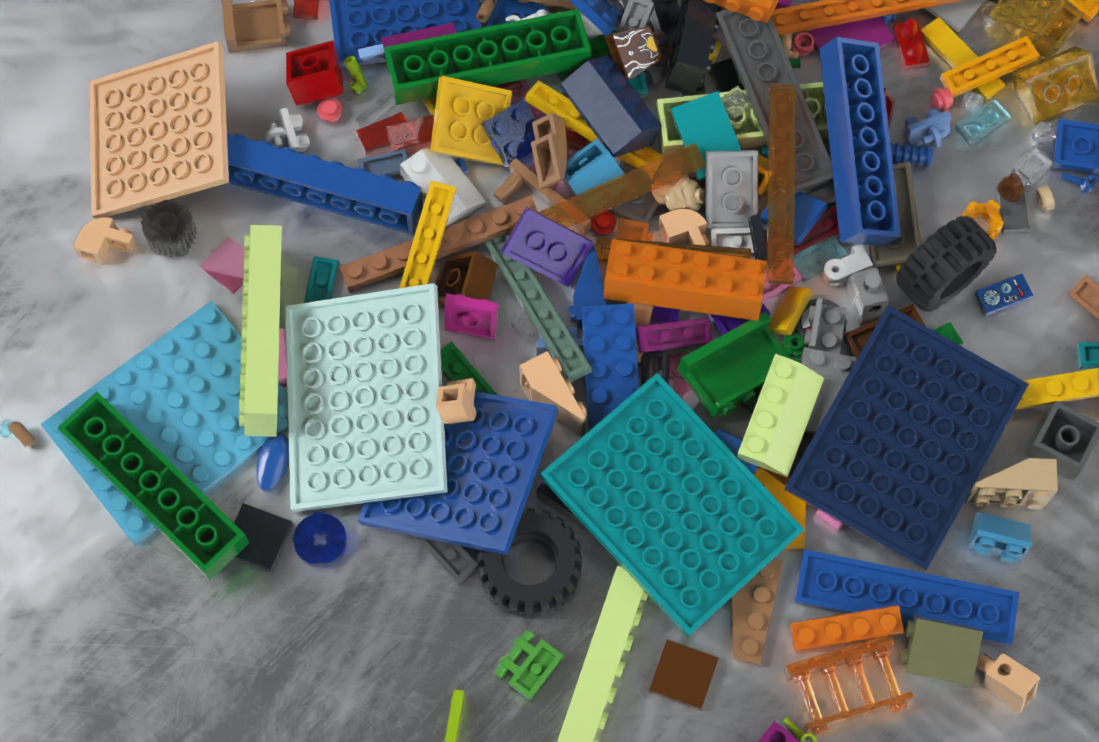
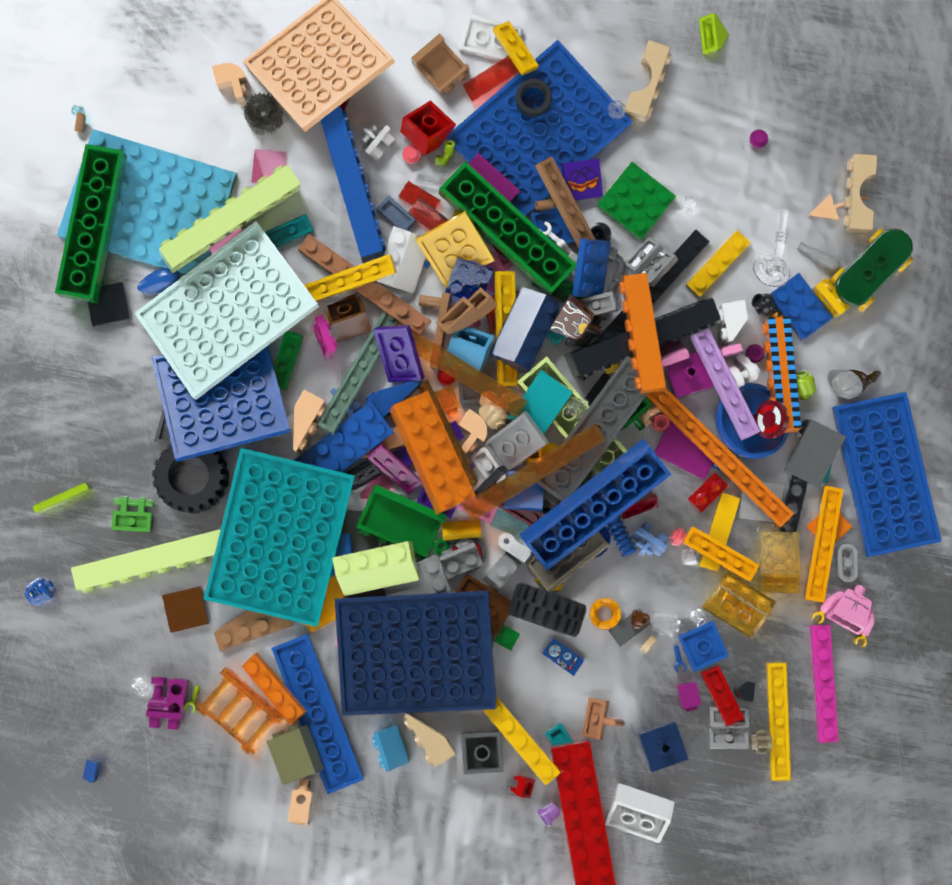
camera: 55 degrees right, 15 degrees up
(305, 538) = (121, 349): clear blue plate -> none
(371, 52) = (462, 153): light blue tile -> none
(456, 401) = (255, 368): light nougat brick -> none
(982, 122) = (678, 572): clear light blue plate -> none

